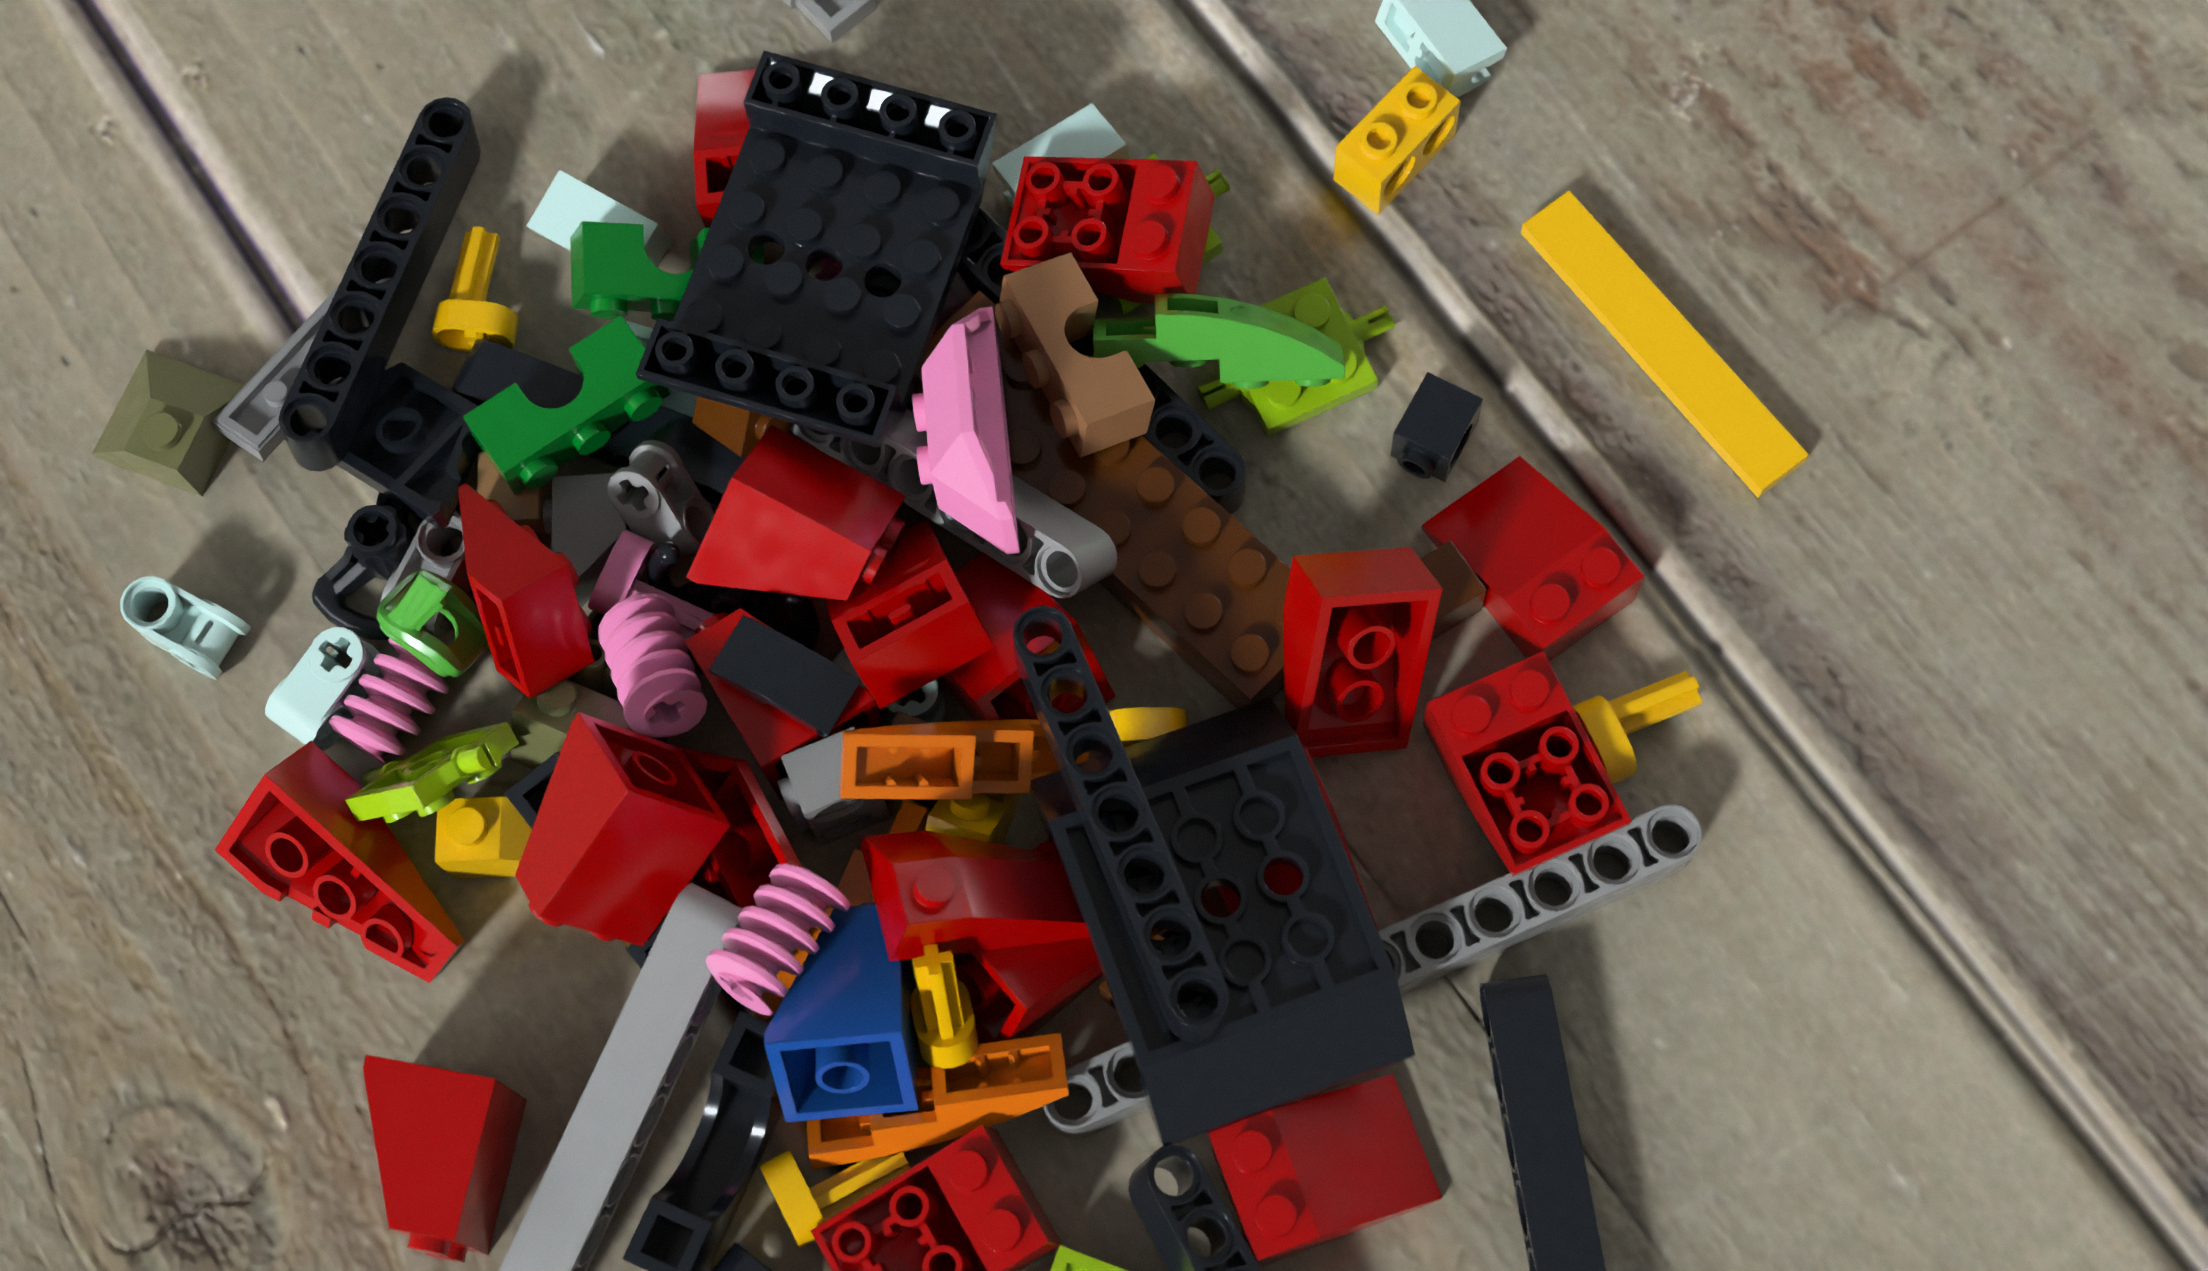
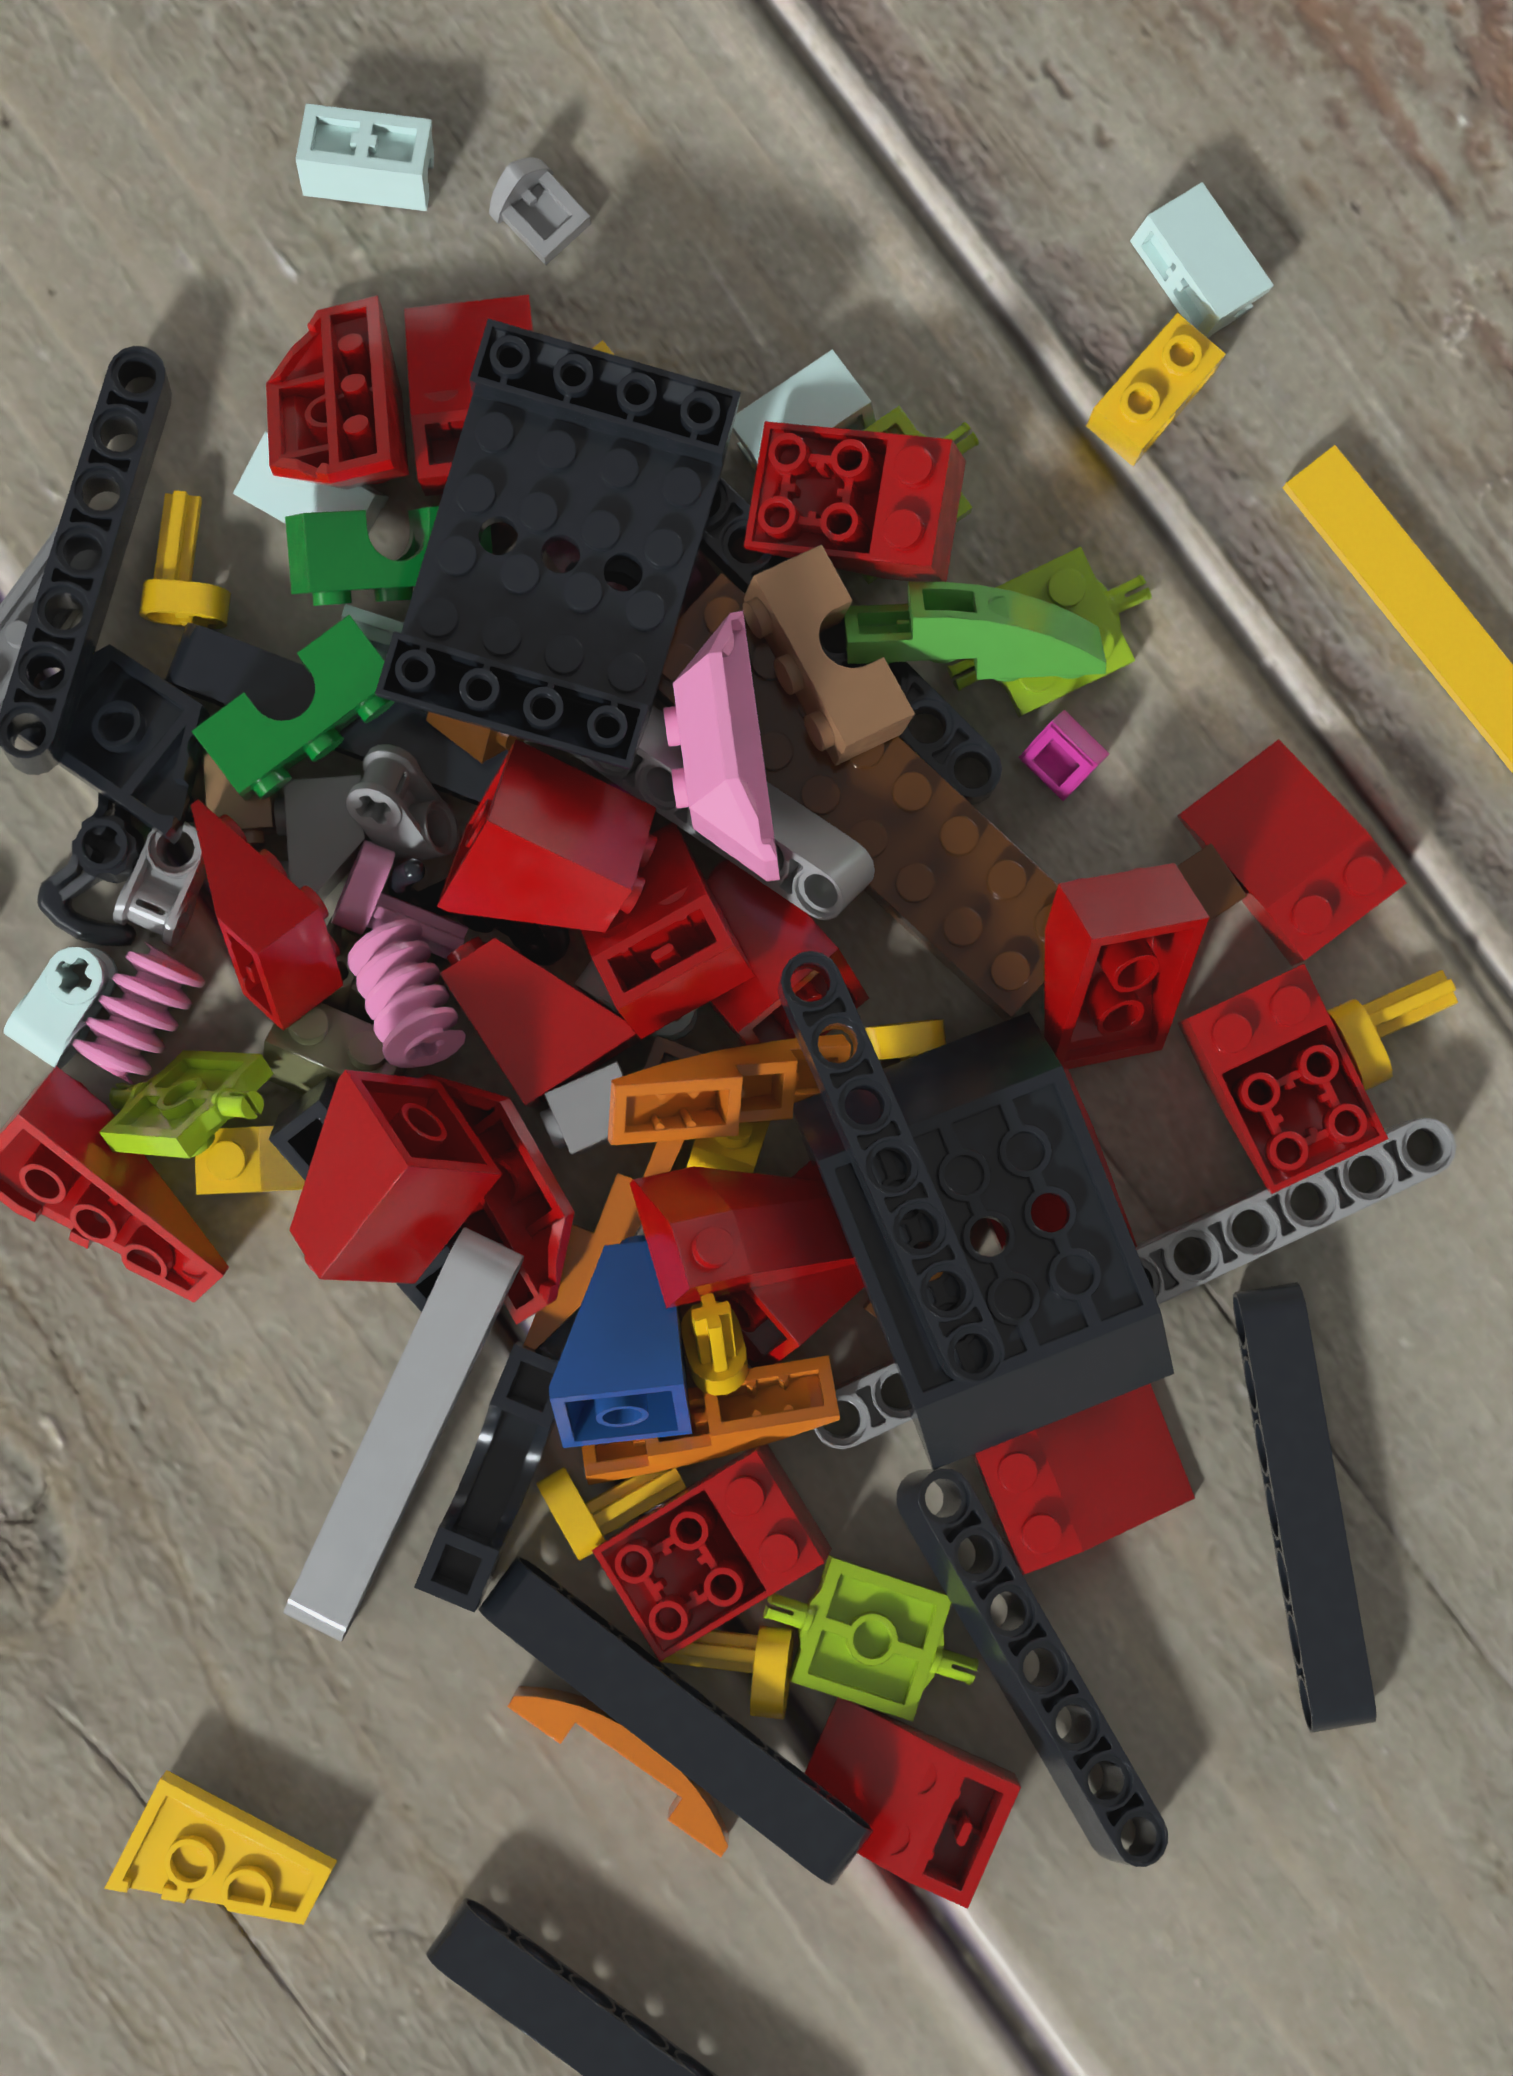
camera: 10 degrees left, 15 degrees up
(414, 603) = (163, 928): bright green piece -> none
(441, 1152) = (225, 1483): red slope -> none
(631, 148) = (338, 402): none -> red wedge
(773, 933) = (553, 1286): bright pink piece -> none
(784, 675) = (546, 1014): black slope -> none
(1309, 466) = (1063, 755): none -> dark pink brick
(1435, 428) = (1194, 715): black brick -> none

